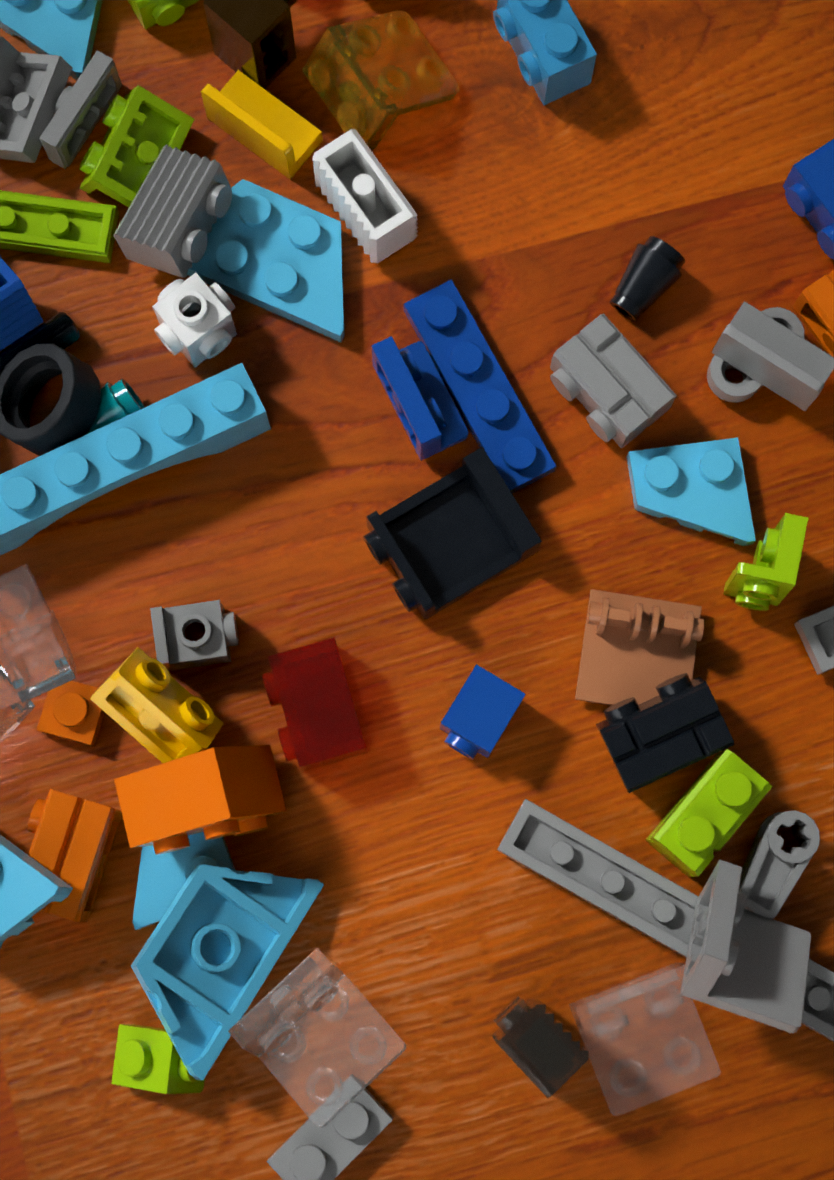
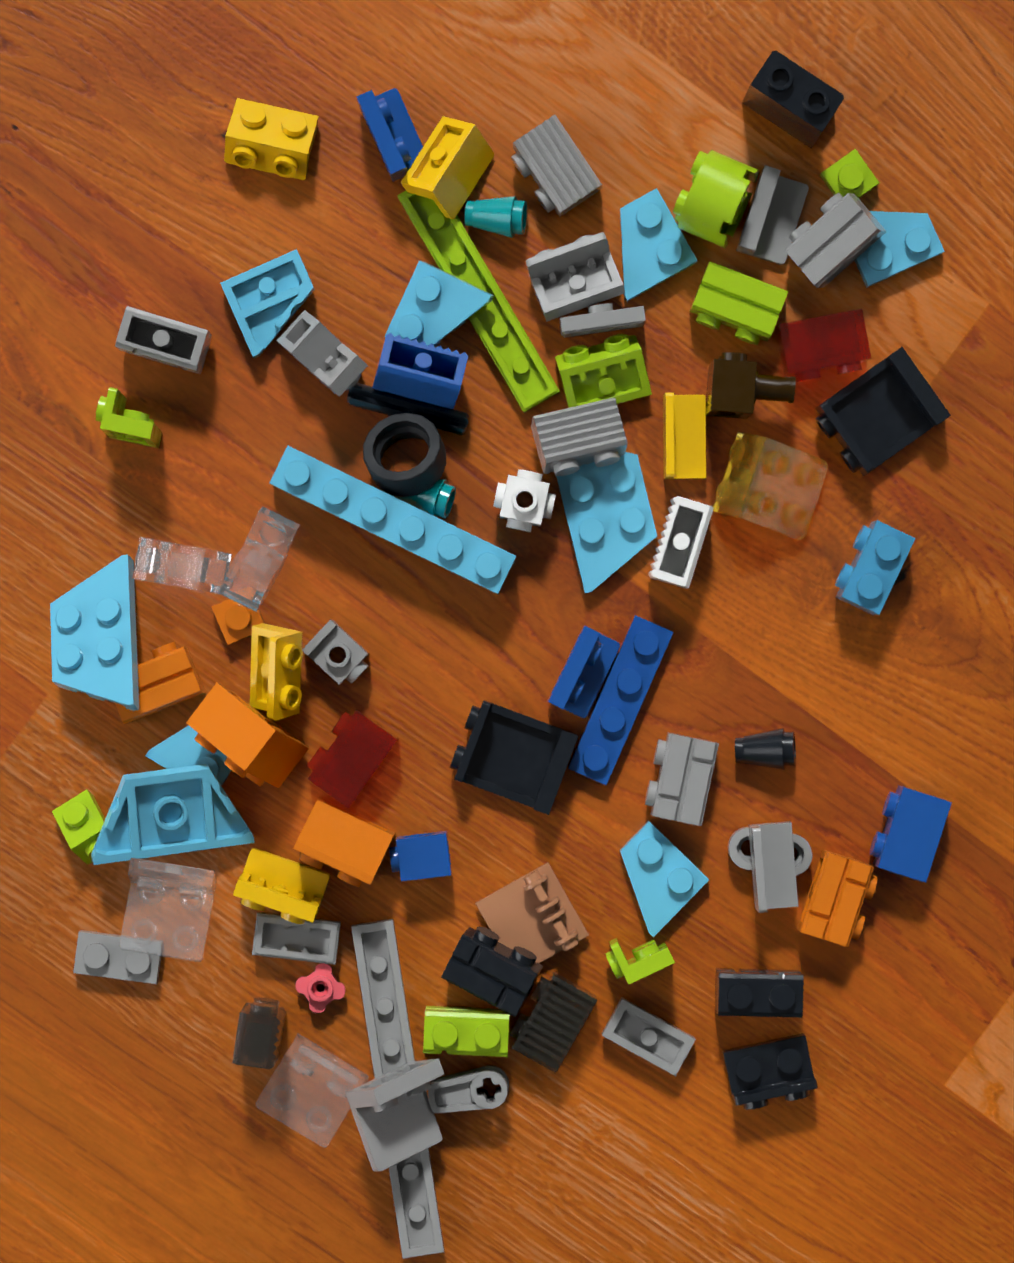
camera: 50 degrees right, 10 degrees up
(392, 889) = (282, 886): none -> yellow bracket
(399, 782) = (343, 842): none -> orange slope
(463, 921) = (294, 941): none -> light grey plate
(525, 927) = (324, 976): none -> coral plate
(767, 712) = (553, 1021): none -> clear smoke brick

